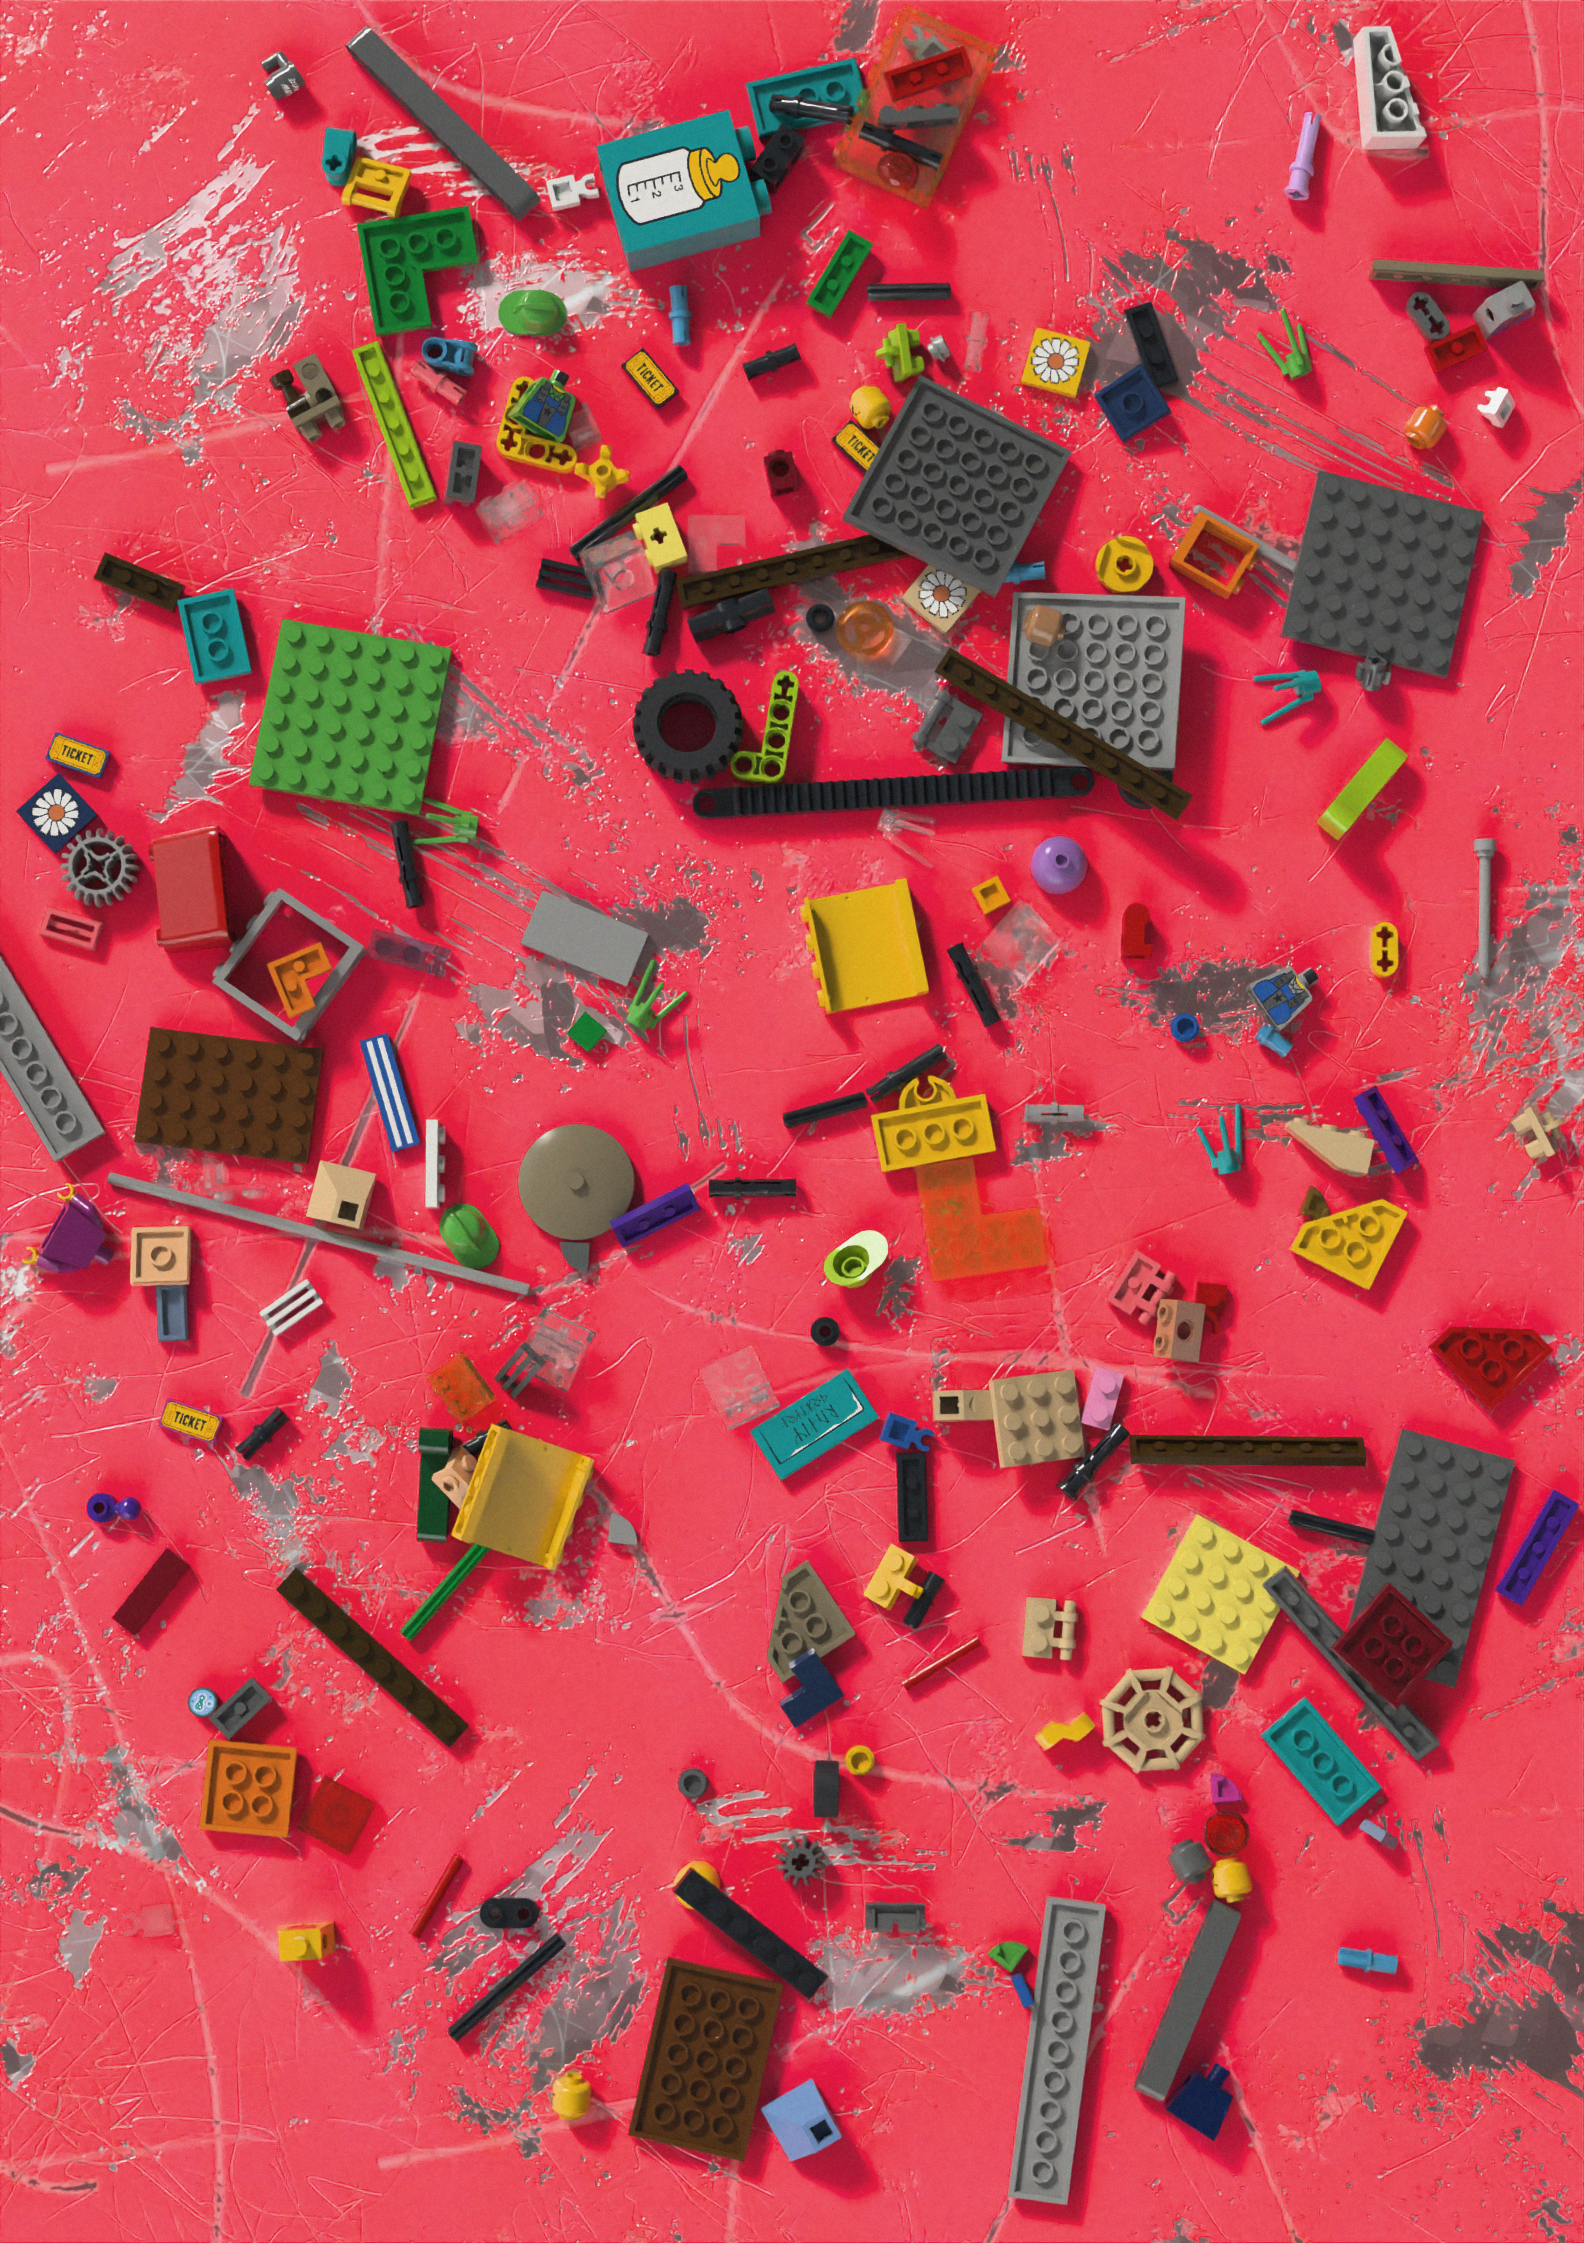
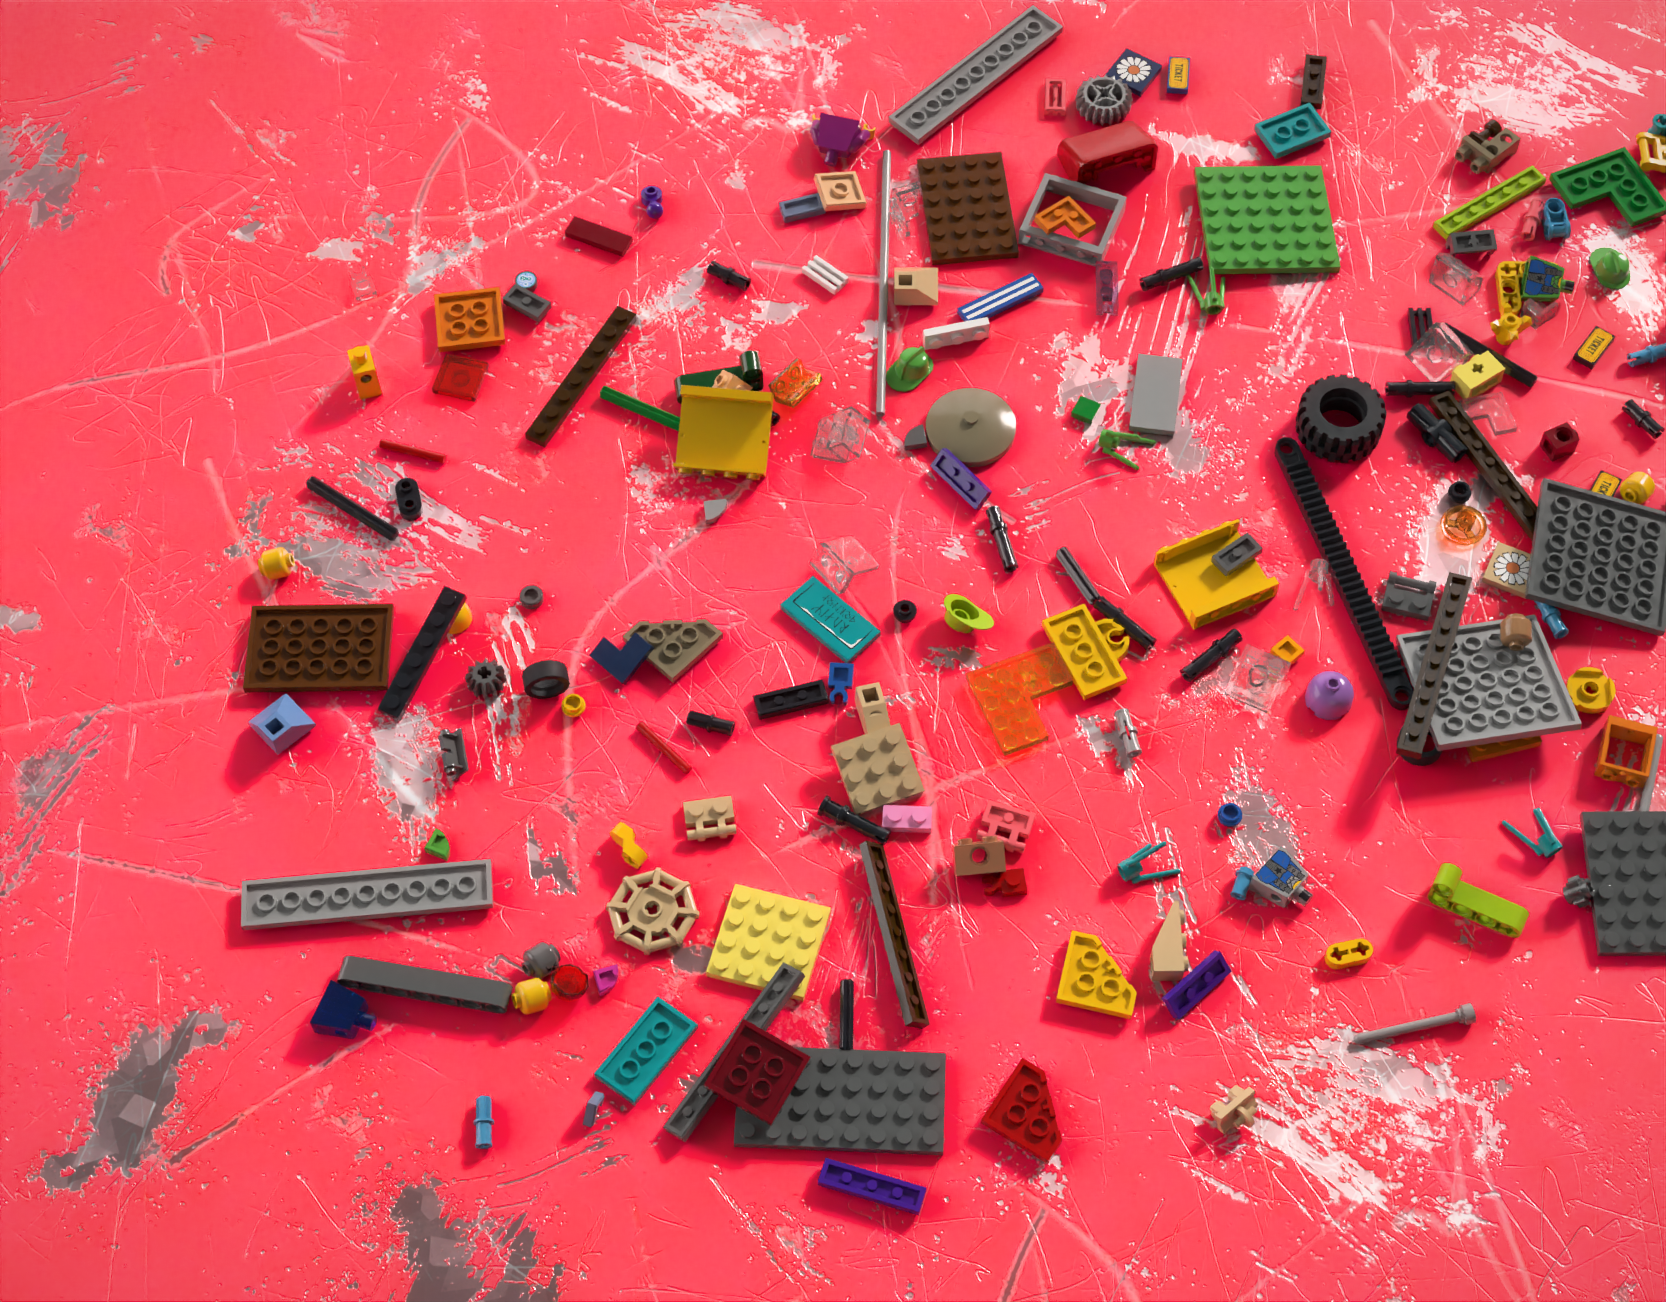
camera: 80 degrees right, 25 degrees down
(191, 1421) = (726, 233): tile -> none
(509, 1381) = (818, 414): dark grey tile -> none
(773, 728) = (1388, 477): lime beam -> none
(847, 913) = (1236, 554): none -> dark grey plate
(892, 1578) = (723, 696): yellow plate -> none
(1022, 1989) = (412, 855): blue tile -> none
(1133, 933) = (1293, 759): red leg -> none
(1314, 1204) = (1116, 945): pearl gold tile -> none

